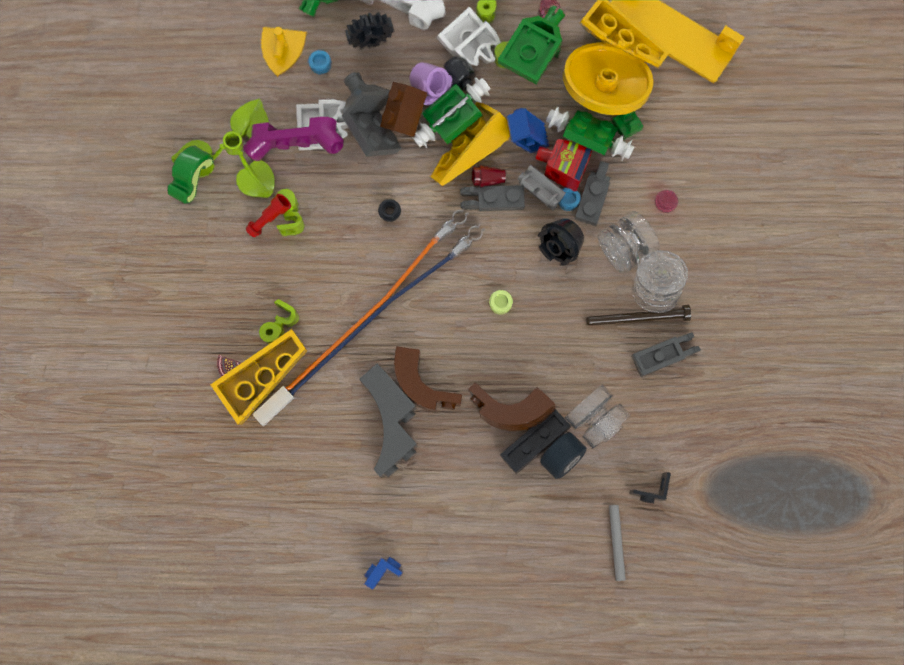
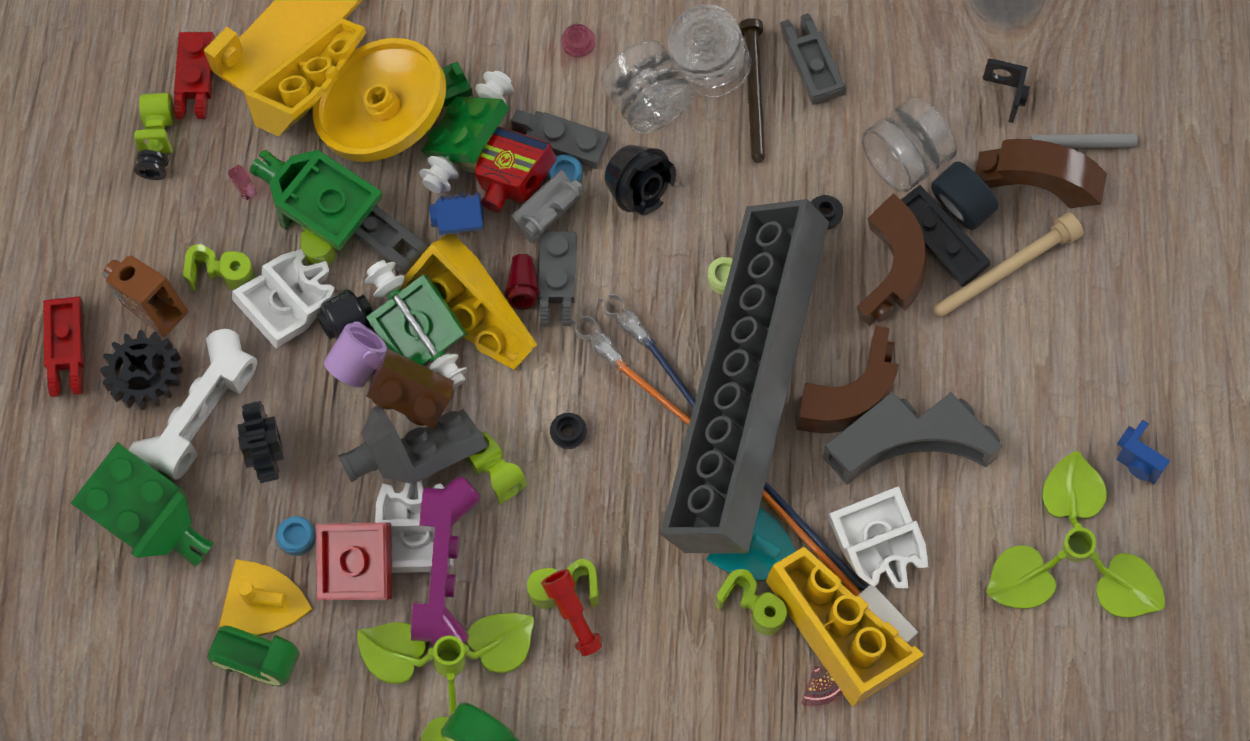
camera: 85 degrees left, 10 degrees down
(243, 45) = (254, 656): none -> green animal
(297, 492) = (1023, 580): none -> lime plant
(299, 91) = (354, 561): none -> tile
(319, 326) = (768, 546): none -> teal shield
(321, 400) = (880, 538): none -> white plate
(351, 170) = (502, 474): none -> lime leg
(421, 311) = (745, 379): none -> dark grey brick
(514, 93) = (386, 237): none -> dark grey plate
(543, 525) = (1065, 230): none -> tan piece
(549, 372) = (832, 203): none -> black plate
(585, 510) = (1044, 165): none -> reddish brown arch

